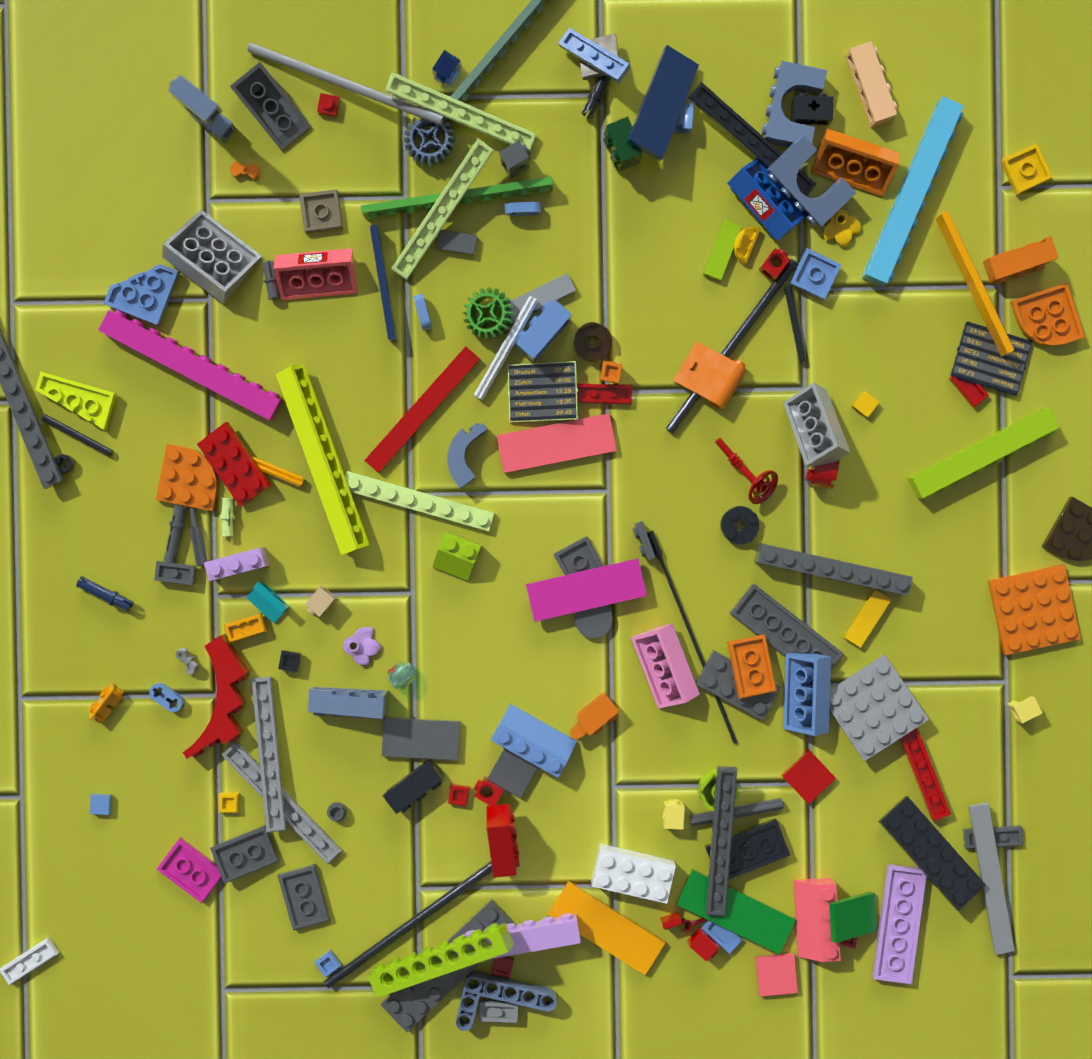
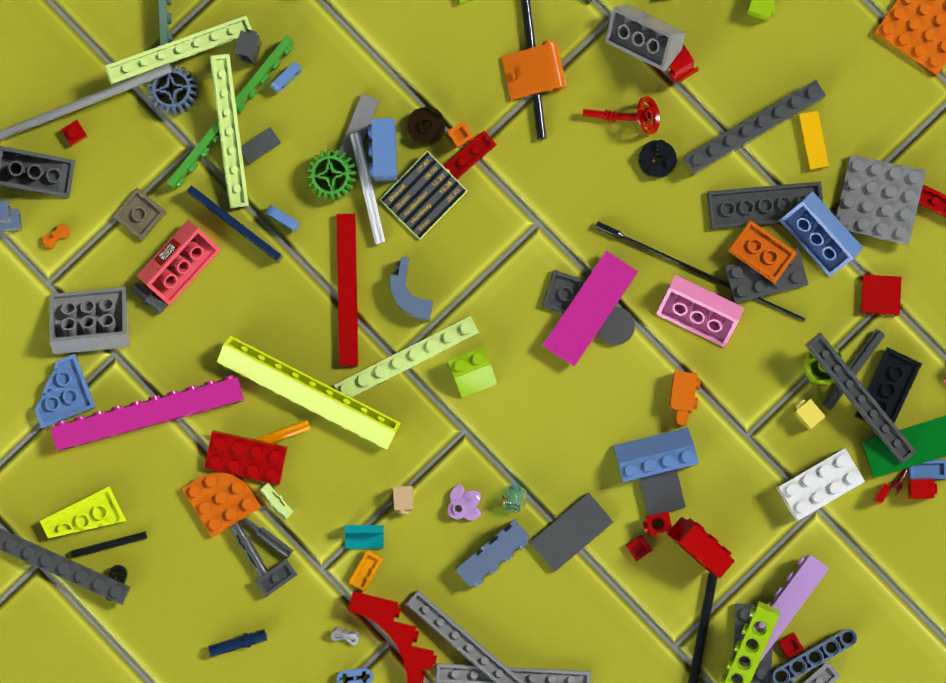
camera: 40 degrees left, 5 degrees down
(236, 564) = (316, 528): lavender brick -> none
(289, 661) = (421, 564): black plate -> none
(337, 811) = (560, 645): dark grey plate -> none
(413, 786) = (599, 571): black brick -> none
(446, 68) = (137, 28): clear blue brick -> none
(556, 443) = (468, 223): coral tile -> none
(608, 928) = (842, 543): light orange tile -> none
(640, 533) = (592, 231): dark grey plate -> none

